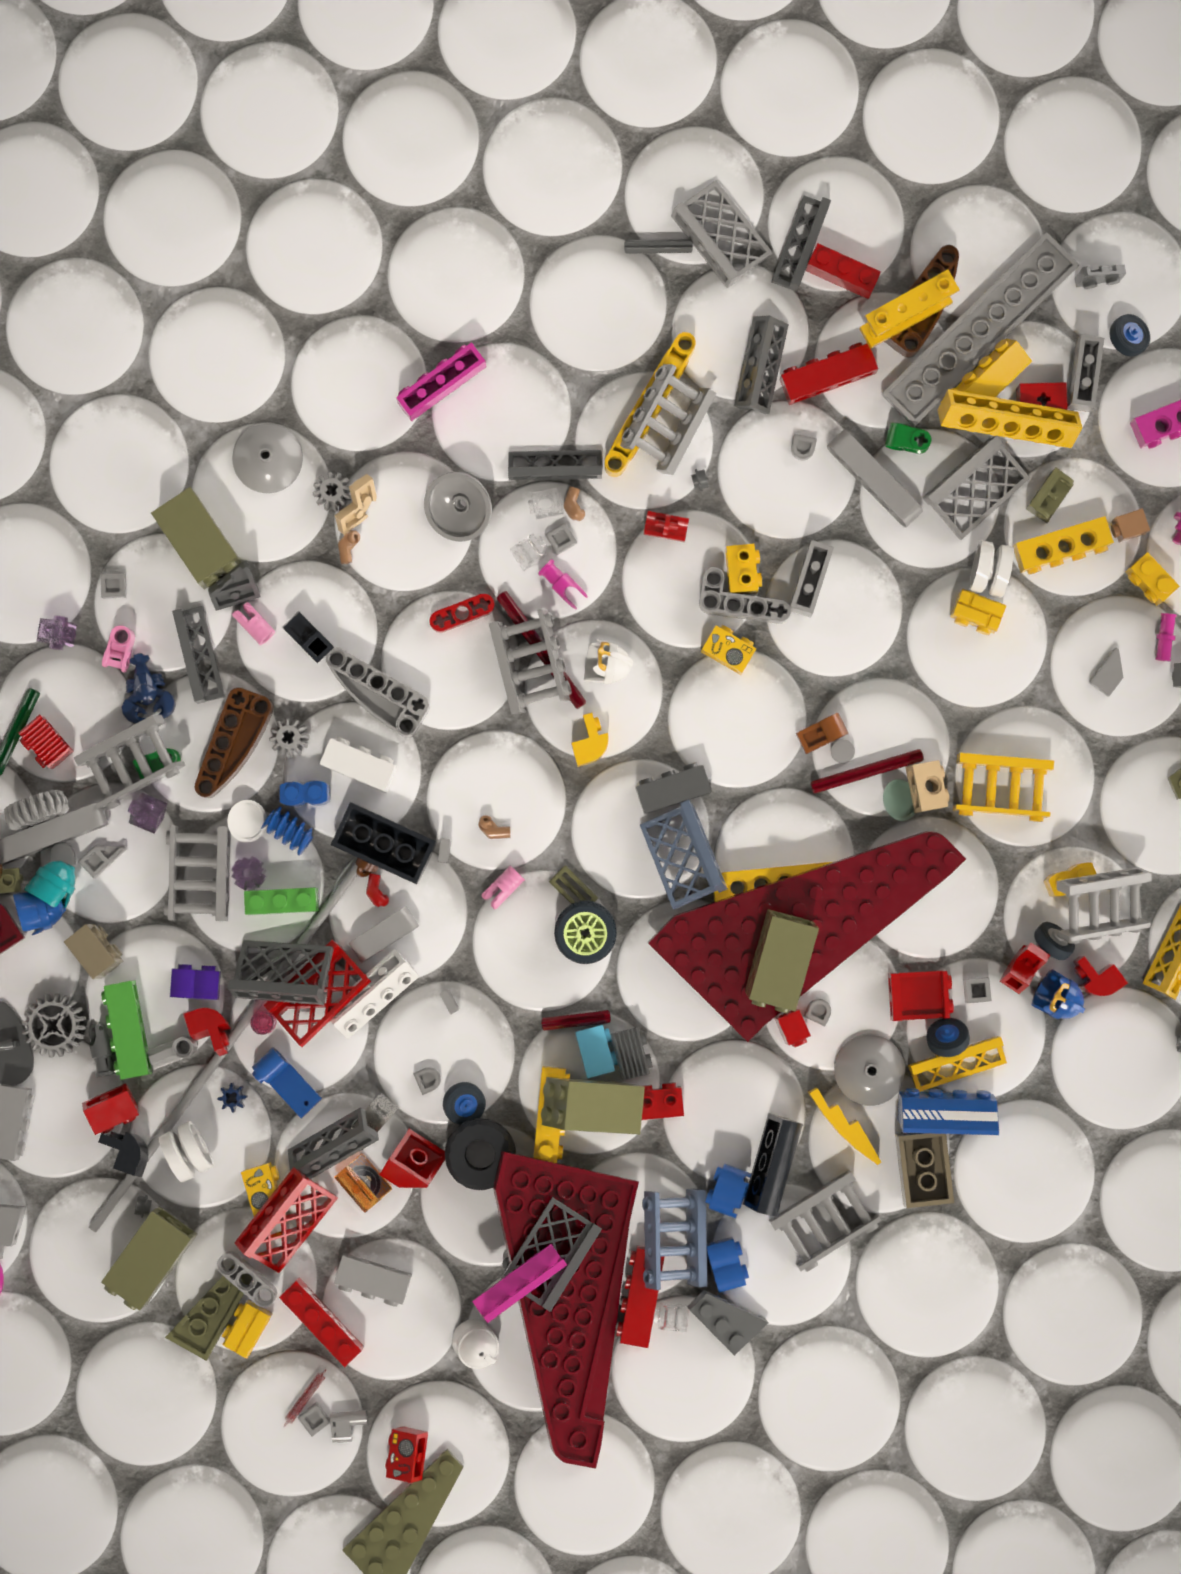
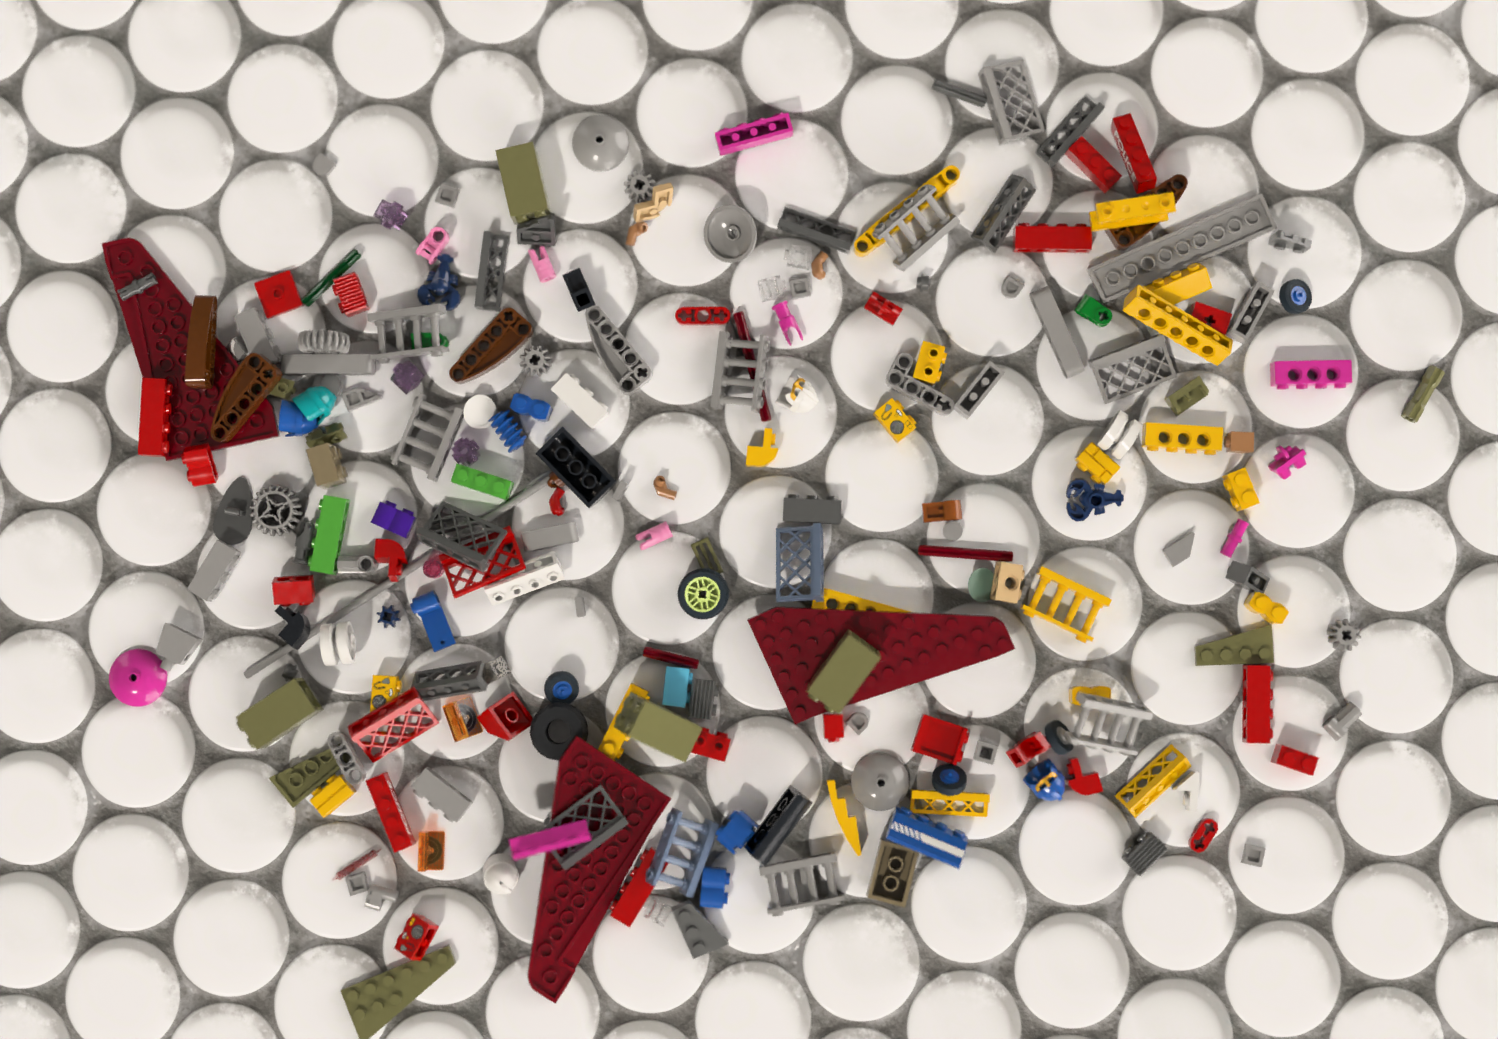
camera: 30 degrees right, 0 degrees up
(87, 910) = (333, 434): none -> olive hinge
(385, 1348) = (431, 850): none -> clear orange panel
(427, 1079) = (541, 659): light grey tile -> none
(884, 241) = (1133, 153): none -> red brick
(985, 655) = (1090, 498): none -> dark blue animal

